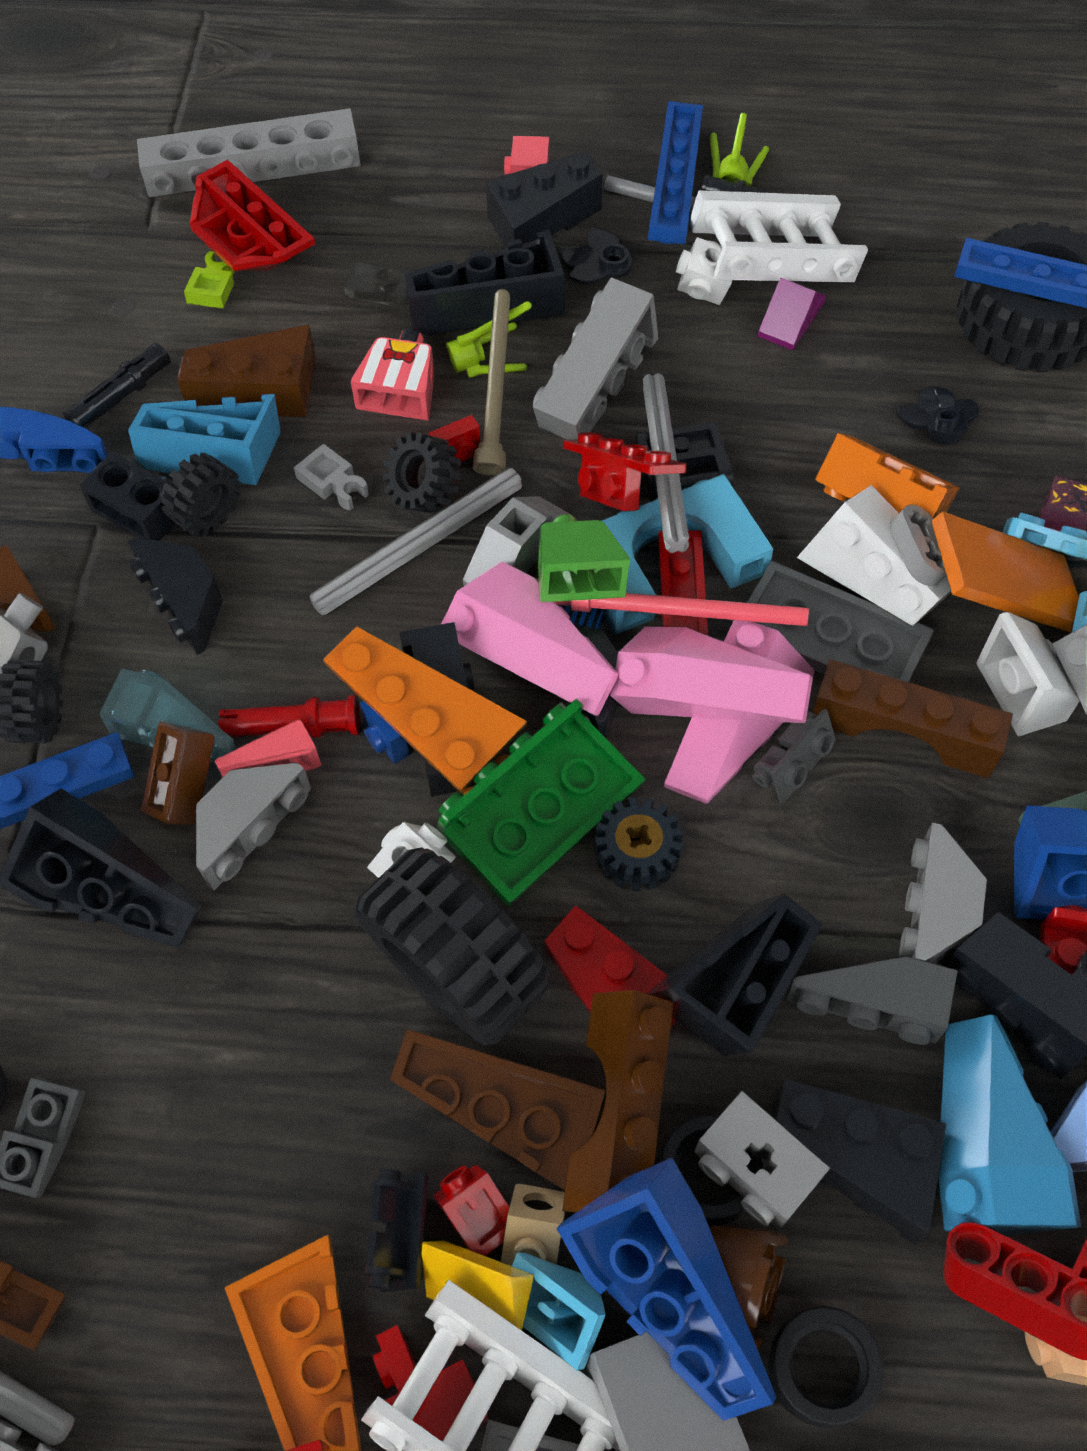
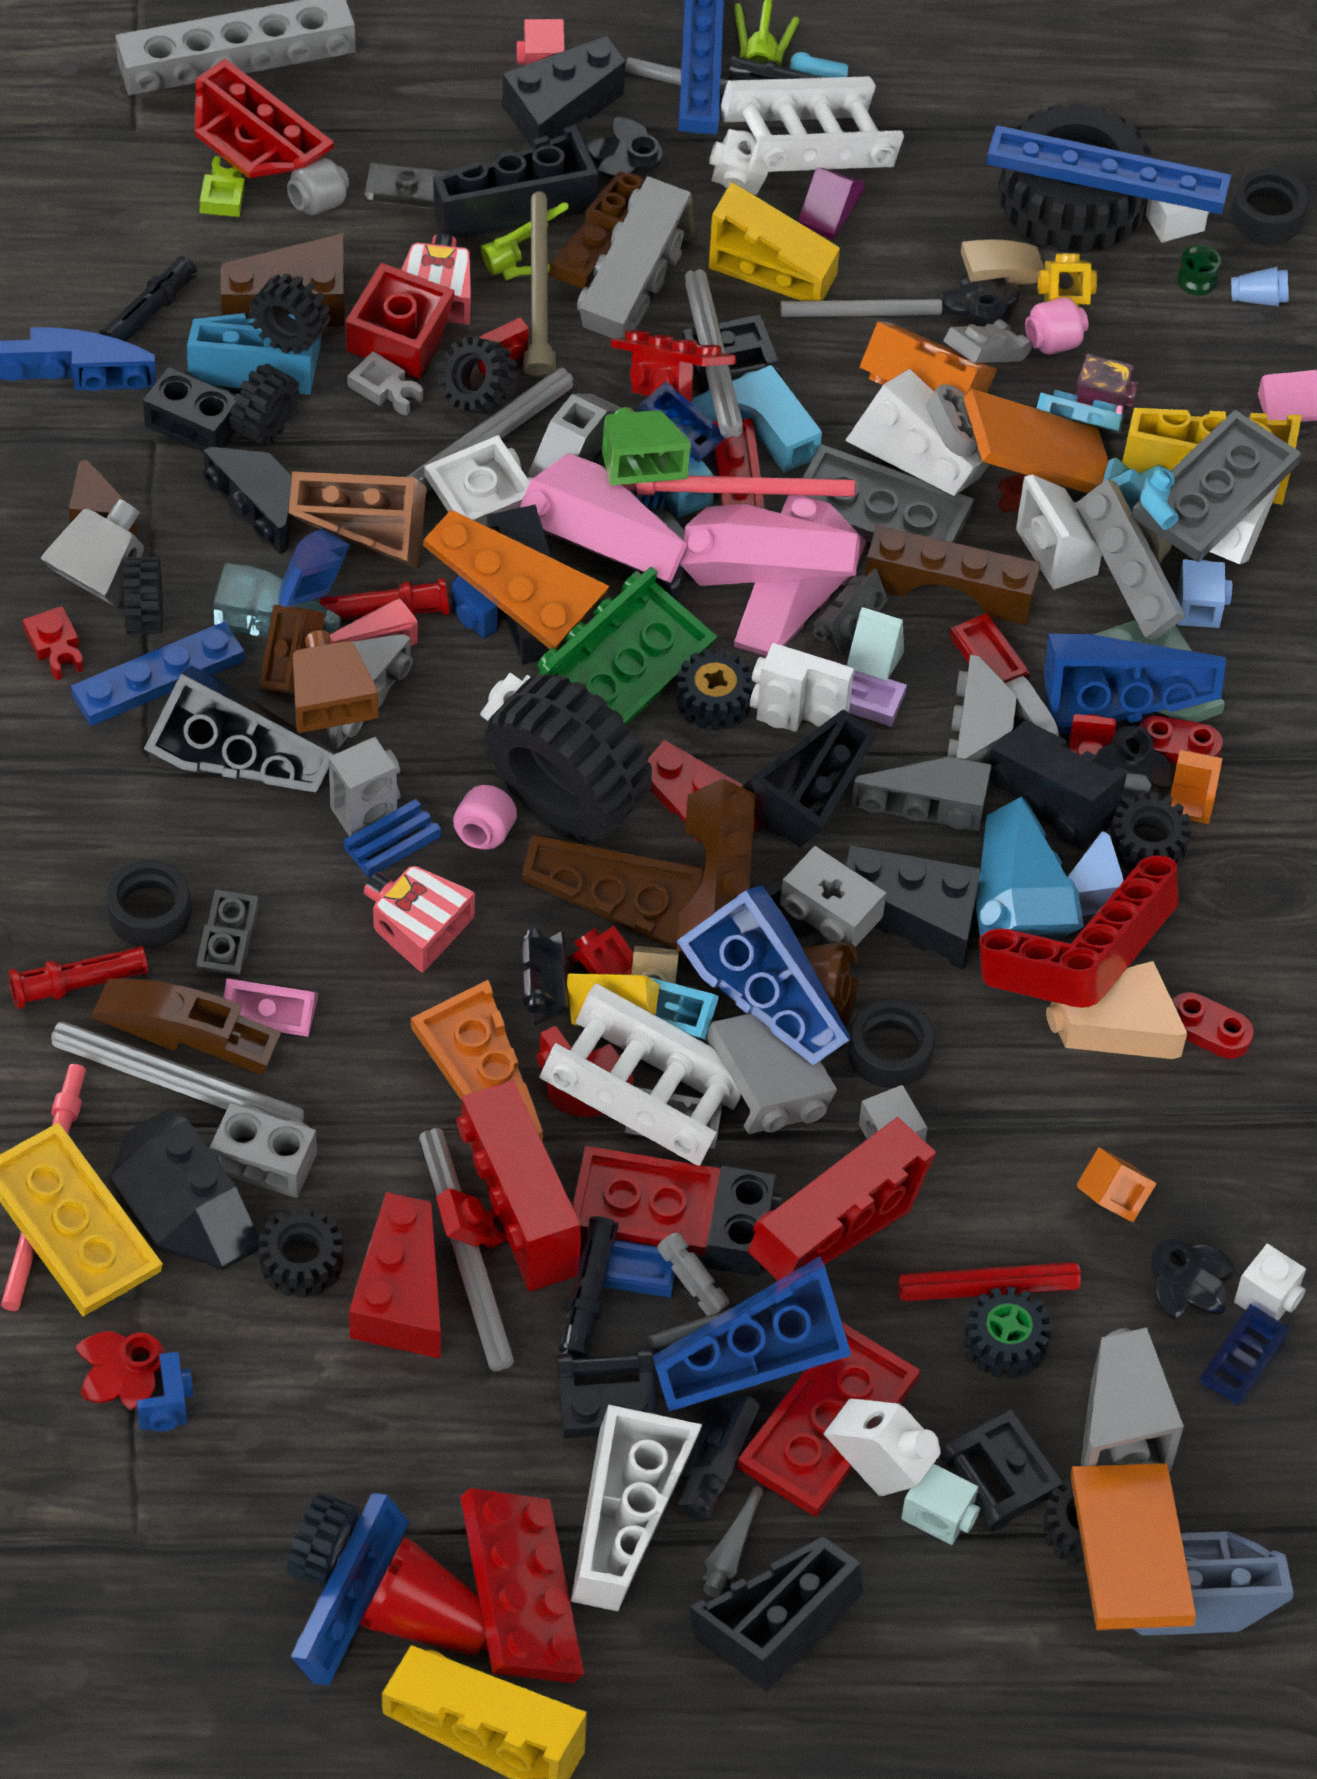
camera: 10 degrees left, 5 degrees down
(65, 1244) = (274, 1006): none -> bright pink slope
(195, 827) = (331, 684): none -> dark orange torso
(208, 681) = (312, 568): none -> blue slope
(219, 956) = (363, 784): none -> light grey brick
(226, 400) = (298, 300): none -> black tyre
(239, 1001) = (388, 832): none -> blue tile
(261, 1128) = (419, 913): none -> coral torso
(282, 615) = (364, 509): none -> nougat wedge
(299, 281) = (318, 187): none -> light grey head
(351, 412) = (399, 319): none -> red slope
(357, 999) = (485, 817): none -> bright pink head
(407, 588) = (479, 480): none -> white plate
(536, 360) = (579, 256): none -> reddish brown slope
(622, 515) = (678, 406): none -> clear blue slope
(729, 852) = (799, 688): none -> white plate
(730, 354) = (770, 248): none -> yellow wedge
(780, 185) = (805, 63): none -> medium azure arm
(801, 857) = (876, 698): none -> lavender plate
(817, 418) = (845, 308): none -> light grey bar
(823, 805) = (876, 644): none -> light aqua slope
(944, 802) = (984, 639): none -> red tile
(951, 459) = (989, 343): none -> light grey plate
(962, 374) = (1000, 259): none -> tan slope
(976, 616) = (1011, 489): none -> clear red plate
(1001, 892) = (1030, 706): none -> light grey beam
(1020, 444) = (1056, 326): none -> bright pink head
(1044, 403) = (1082, 279): none -> yellow brick

